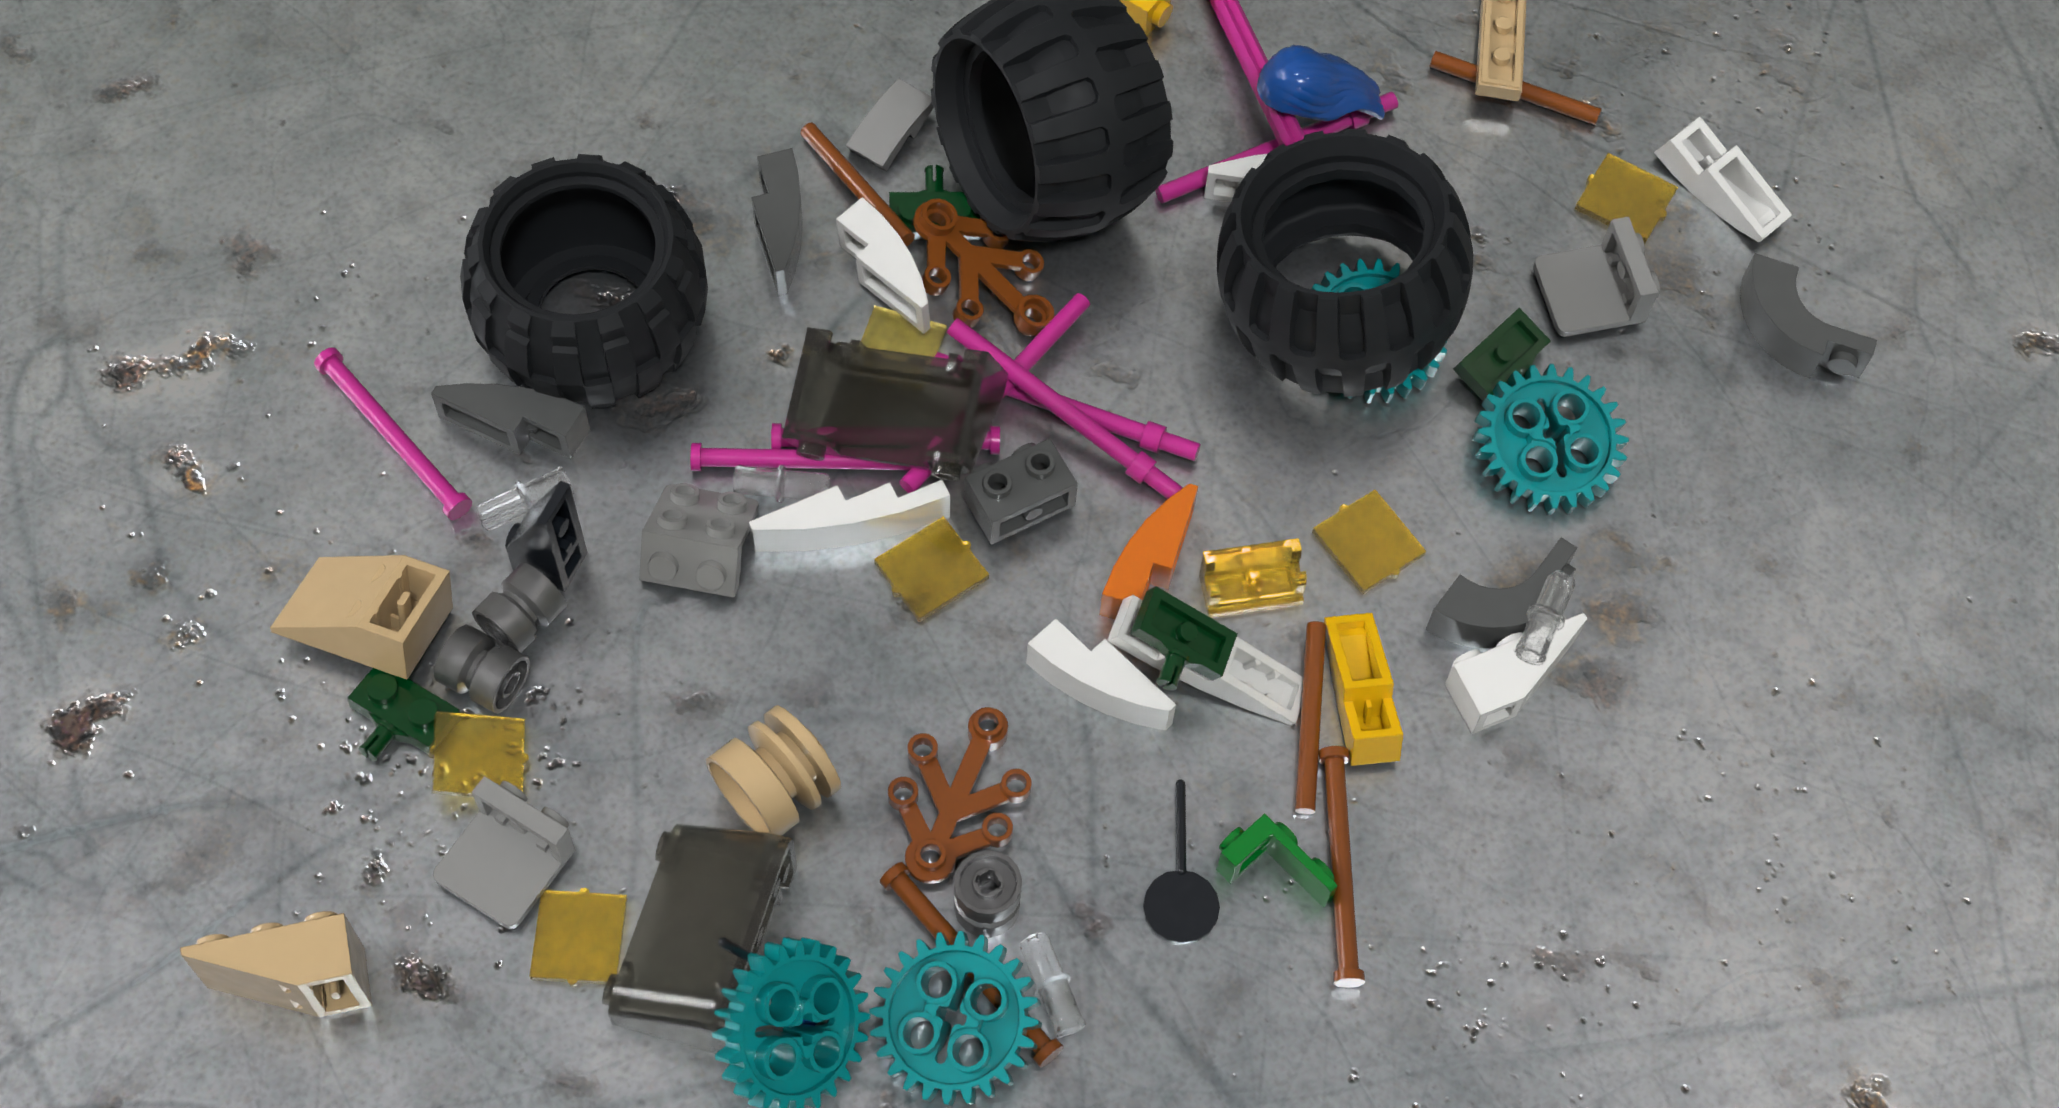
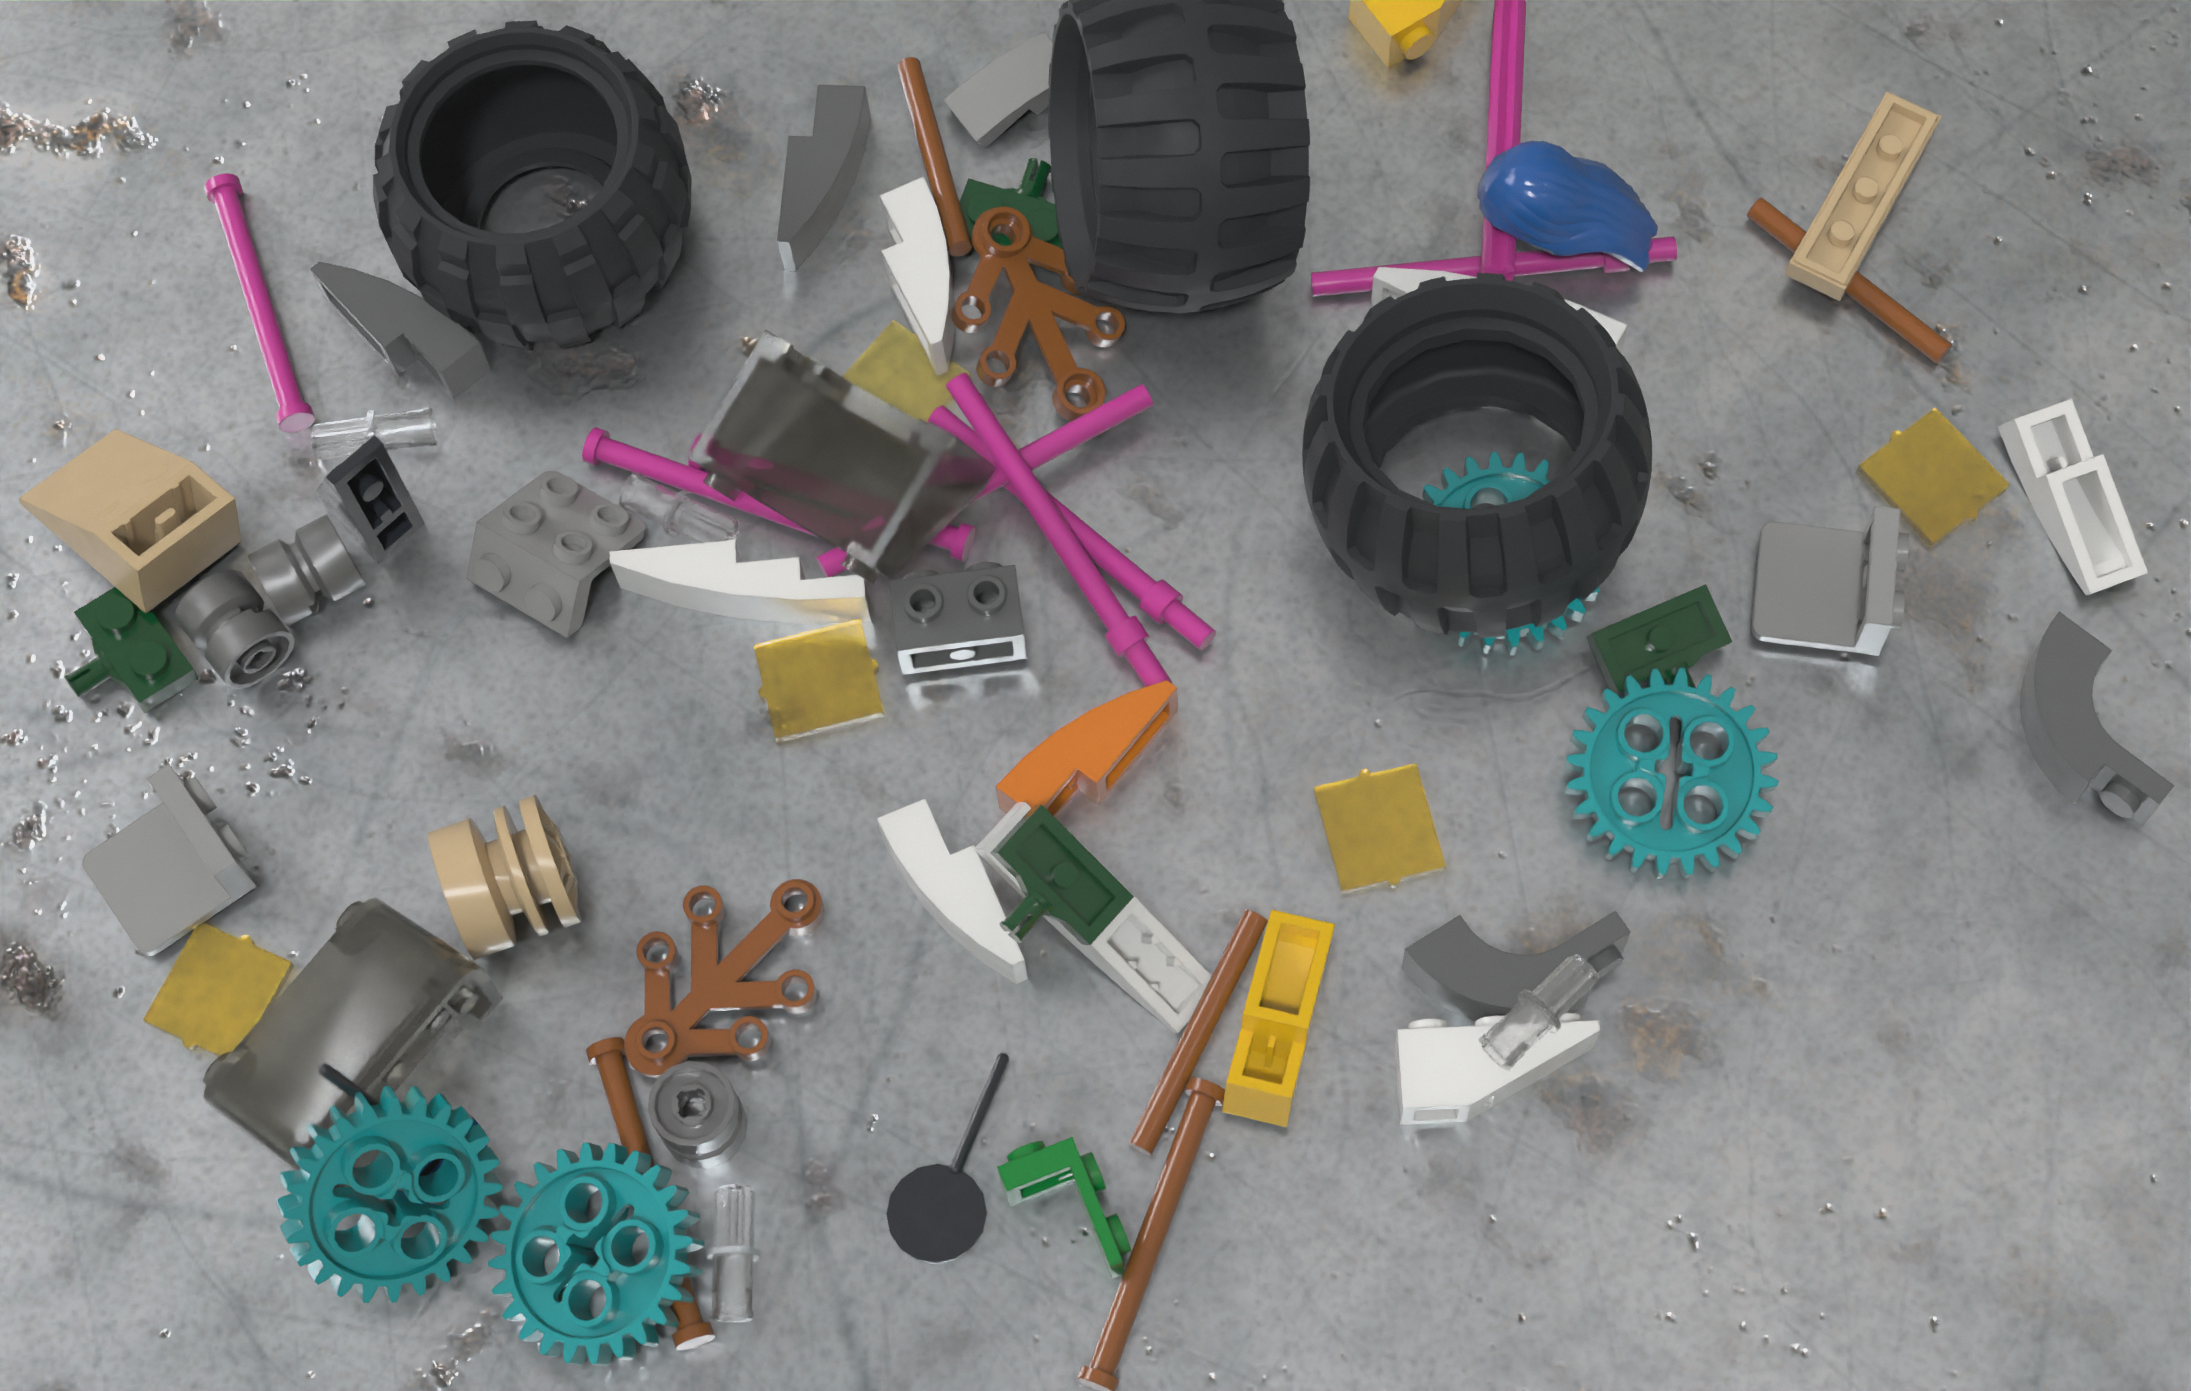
camera: 30 degrees right, 5 degrees up
(476, 747) = (192, 729): clear yellow piece -> none
(1252, 578) = (1202, 828): clear yellow hinge -> none

